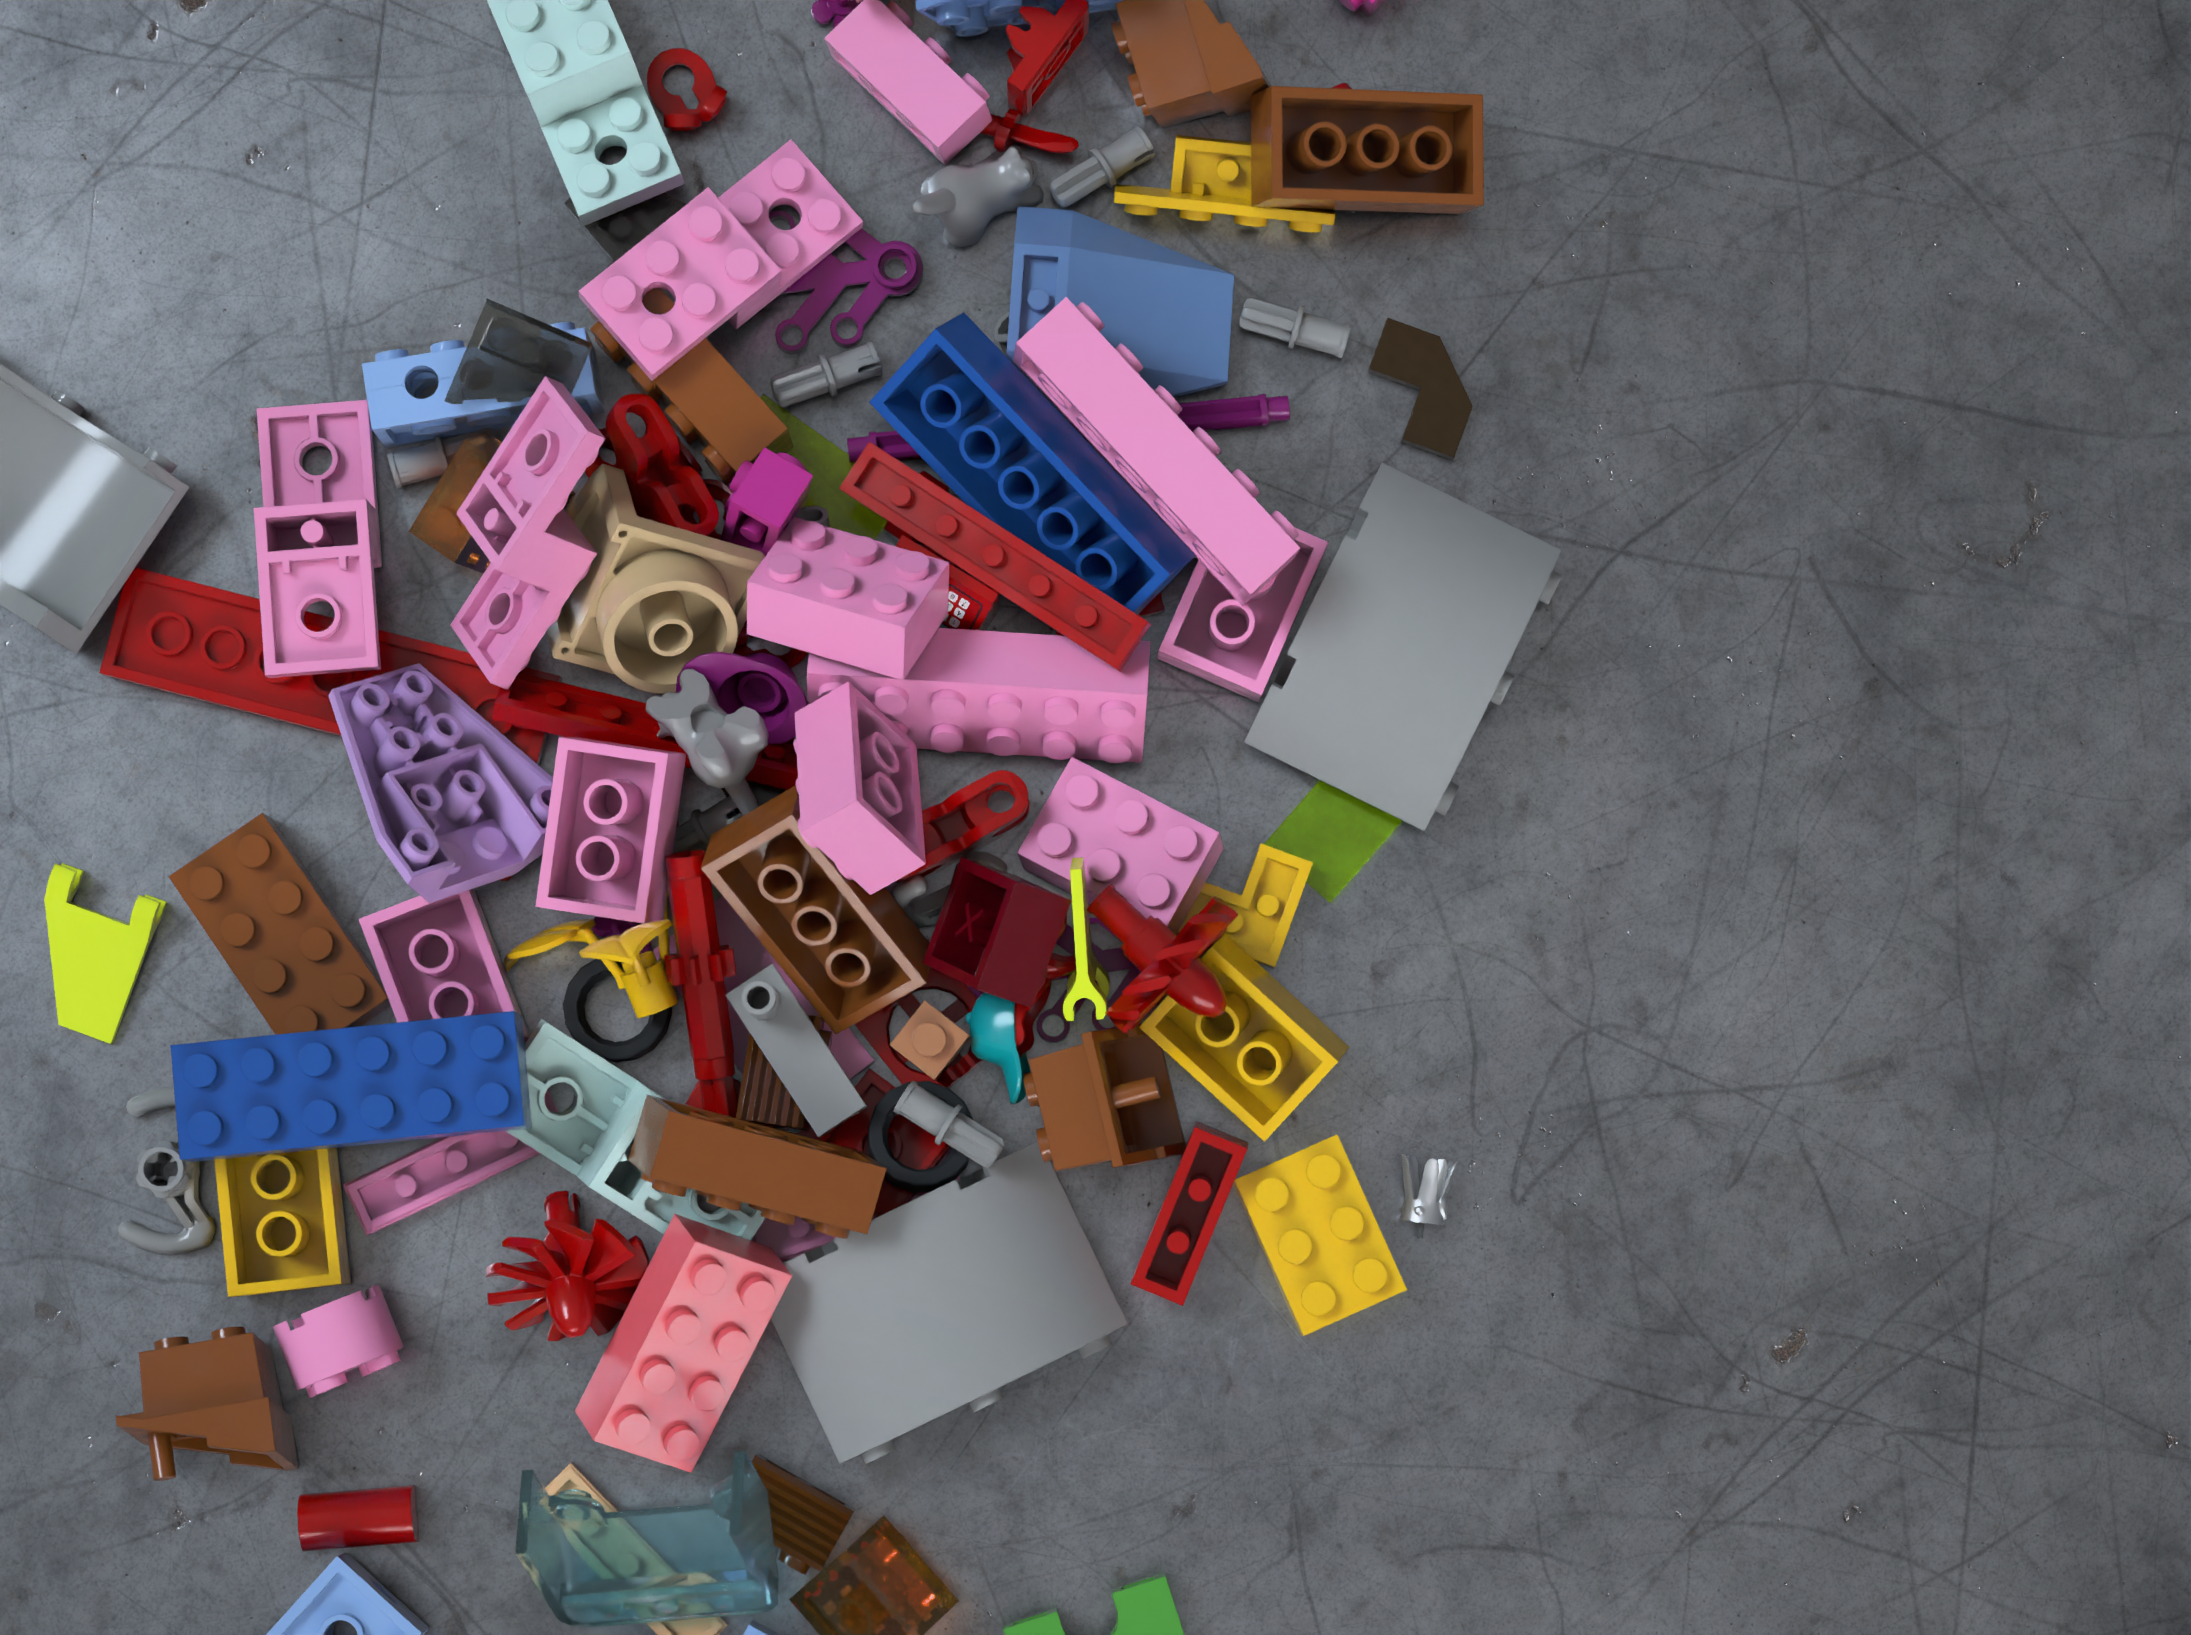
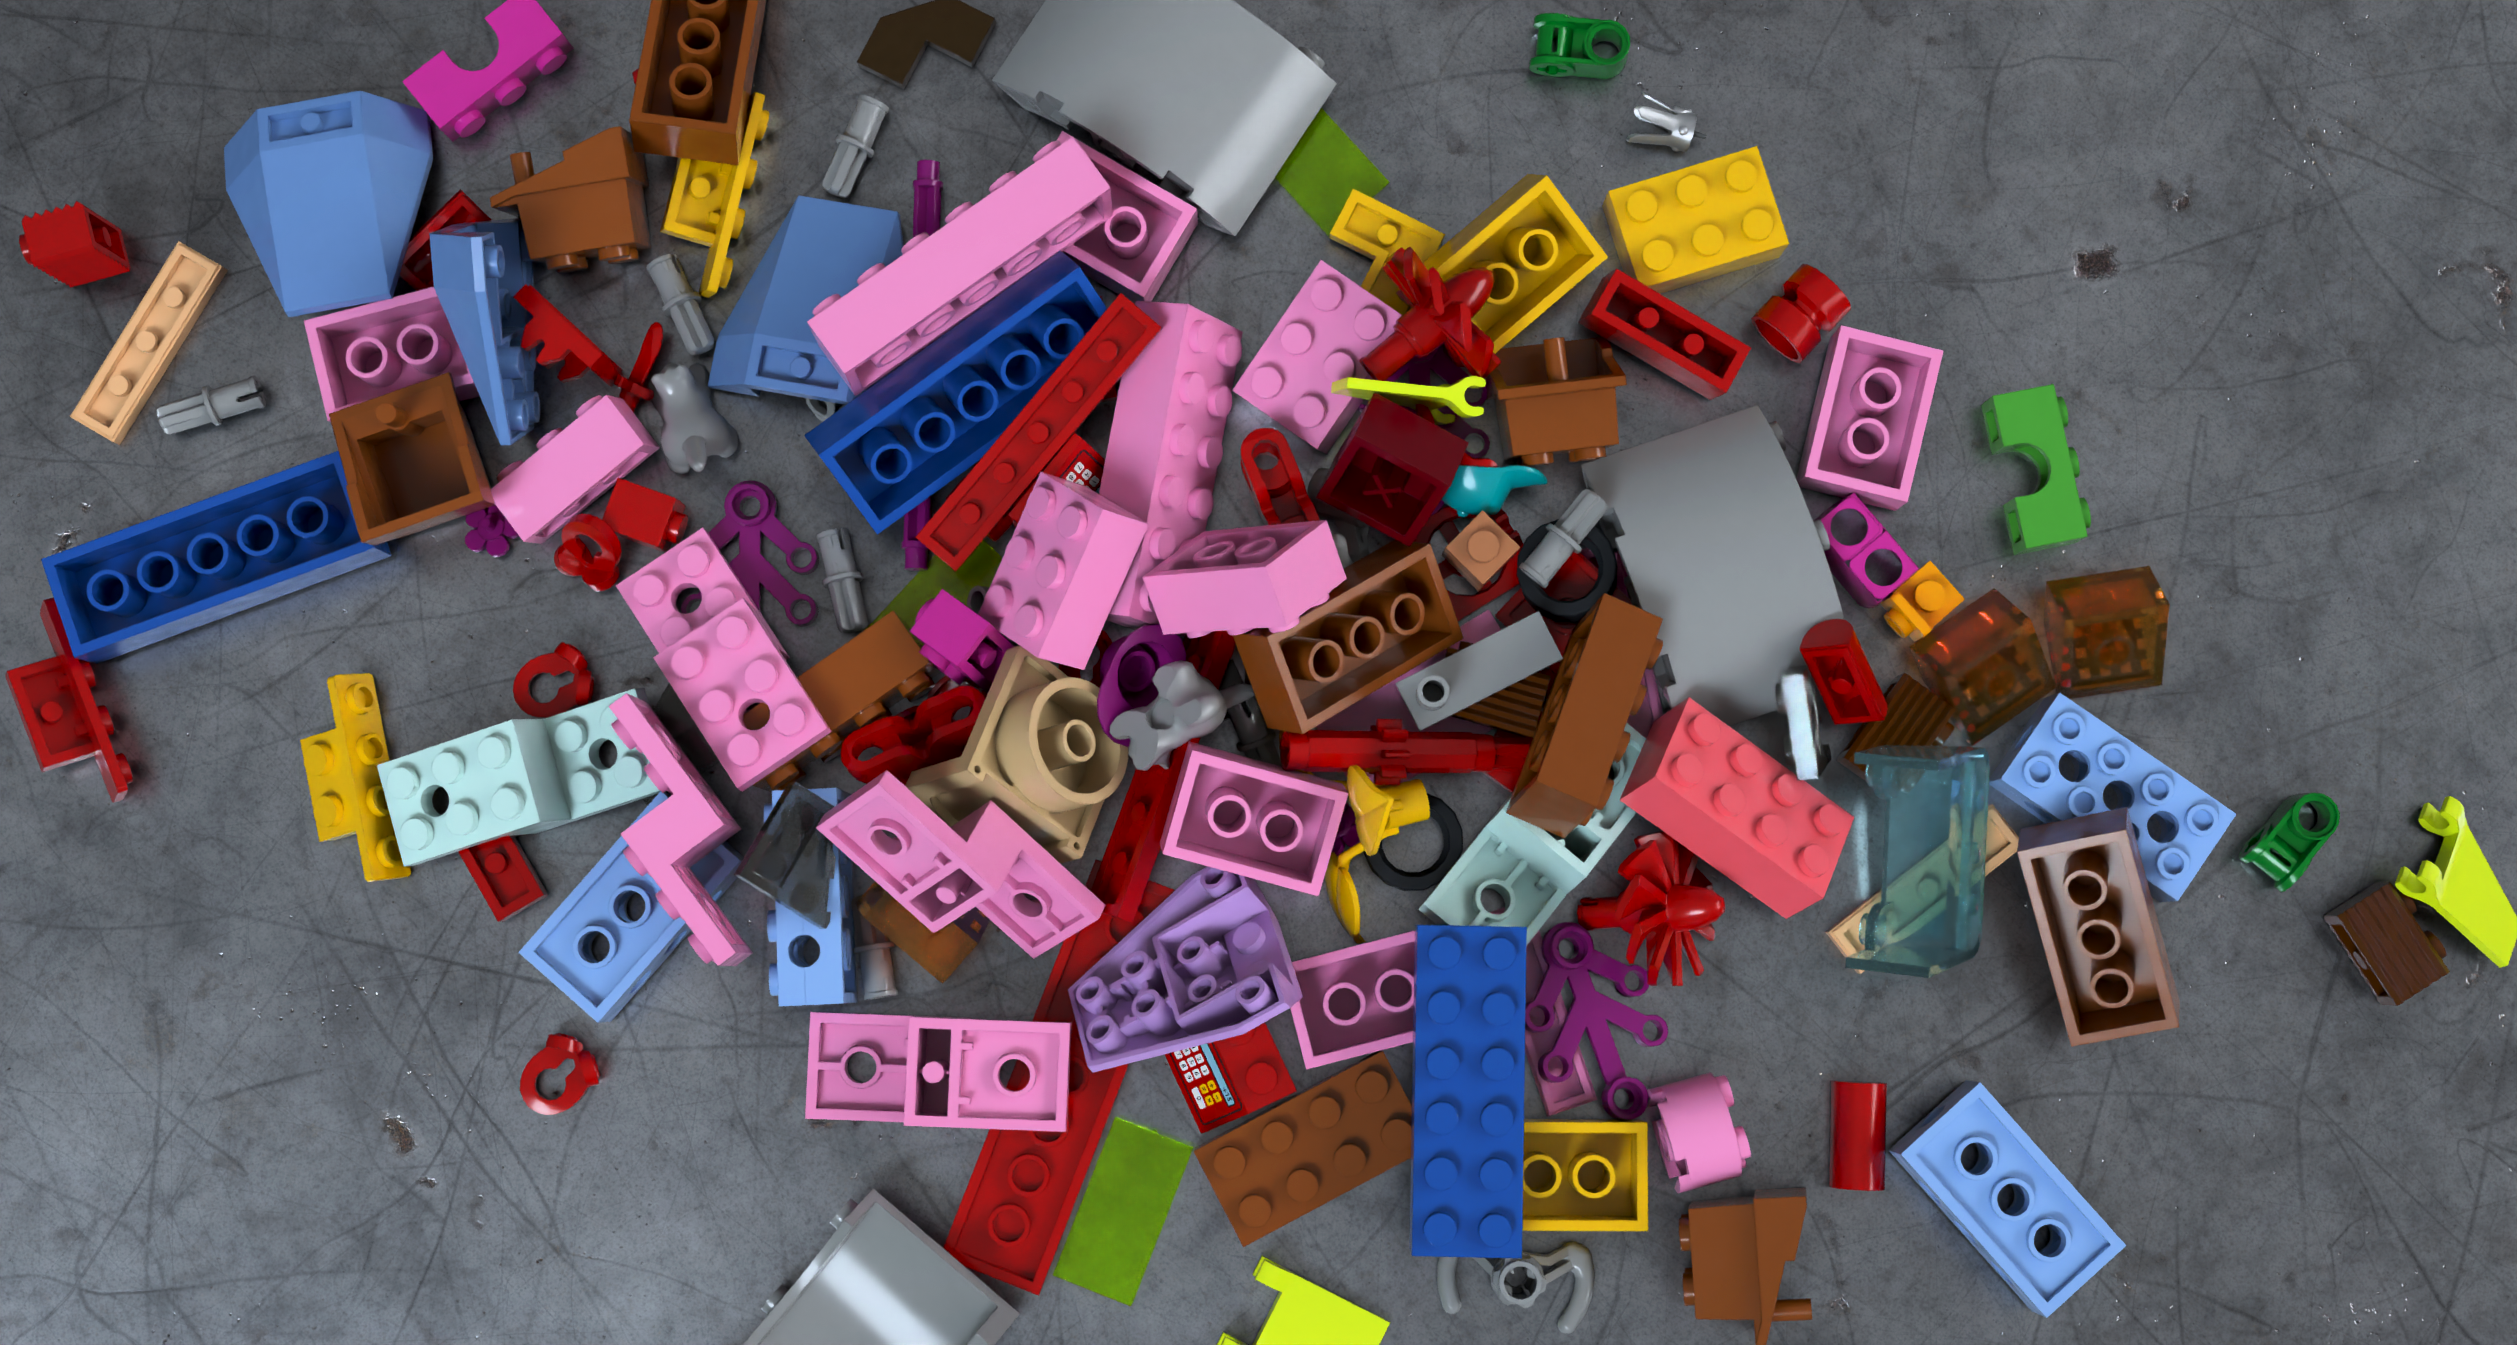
camera: 75 degrees left, 0 degrees up
(198, 751) = (1123, 1211): none -> clear neon green piece
(301, 145) = (583, 1076): none -> red piece
(344, 851) = (1231, 1077): none -> slope
(451, 168) = (637, 948): none -> light blue brick
(455, 1216) = (1591, 1012): none -> magenta plant
(474, 66) = (504, 876): none -> red plate
(526, 238) = (678, 833): none -> bright pink bracket
(797, 1401) = (1803, 745): none -> clear smoke wing
(817, 94) = (575, 559): none -> red piece
(840, 1441) = (1843, 673): none -> red brick
(869, 159) = (645, 516): none -> red brick
(937, 1526) = (1920, 603): none -> light orange bracket
(978, 1450) = (1876, 538): none -> dark pink piece
(1126, 1445) = (1869, 417): none -> bright pink brick
(1234, 1361) = (1807, 306): none -> red wheel
(1500, 1084) = (1574, 46): none -> green piece

